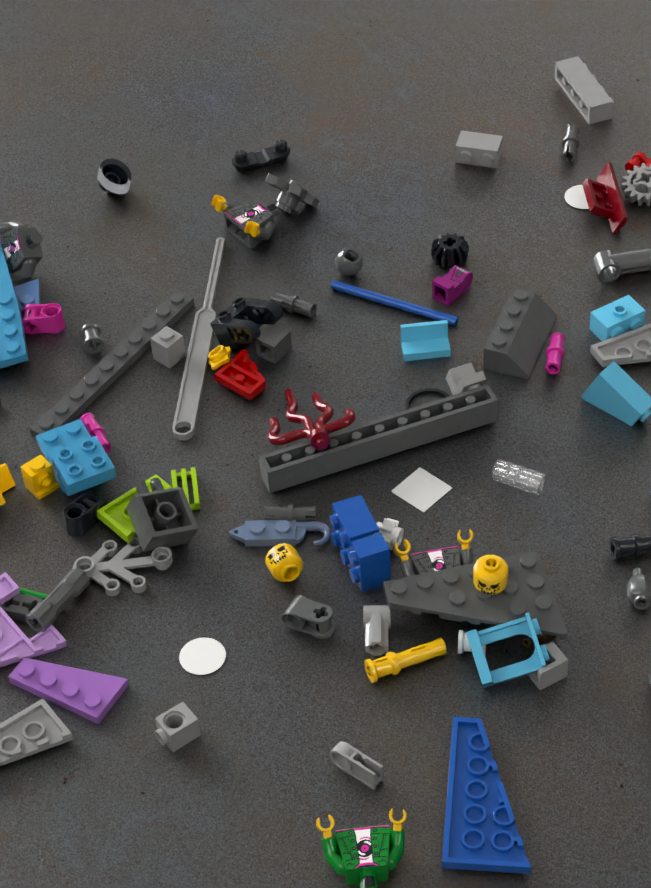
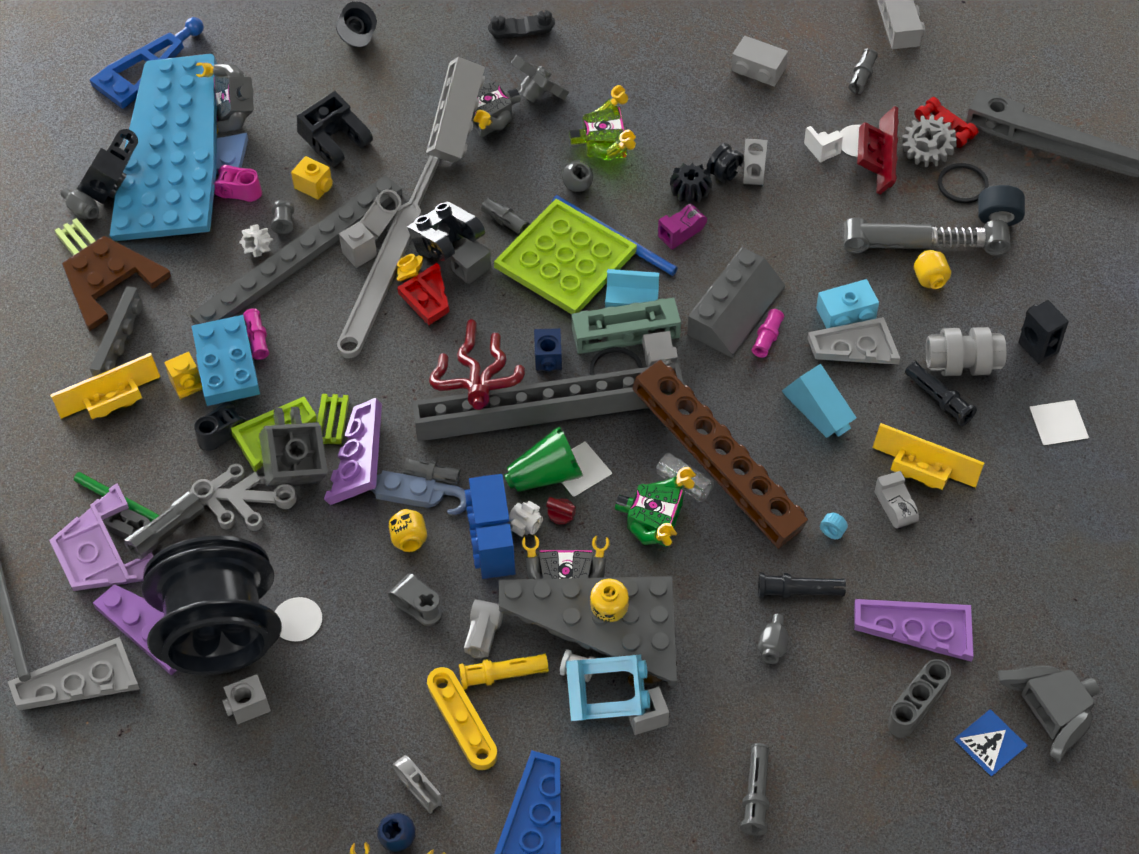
camera: 10 degrees right, 10 degrees up
(79, 357) = (255, 240): none -> white gear
(109, 253) = (327, 118): none -> black brick
(109, 303) = (312, 177): none -> yellow brick
(128, 645) = (210, 604): none -> black wheel
(179, 321) = (377, 217): none -> light grey piece
(220, 511) = (358, 455): none -> medium lavender wing
(226, 225) = (456, 110): none -> light grey brick
(350, 807) = (396, 832): none -> dark blue piece
(356, 326) = (565, 256): none -> lime plate
(361, 222) = (604, 129): none -> torso
(365, 399) = (545, 341): none -> dark blue brick
(381, 705) = (462, 718): none -> yellow plate
(394, 485) = (544, 464): none -> green cone
(416, 523) = (560, 510): none -> dark red plate
(426, 368) = (624, 324): none -> sand green brick
(475, 229) = (725, 162): none -> black wheel
(500, 227) = (754, 162): none -> light grey leg
(502, 504) = (656, 508): none -> torso
(547, 449) = (721, 467): none -> reddish brown brick
(554, 204) = (823, 144): none -> white panel

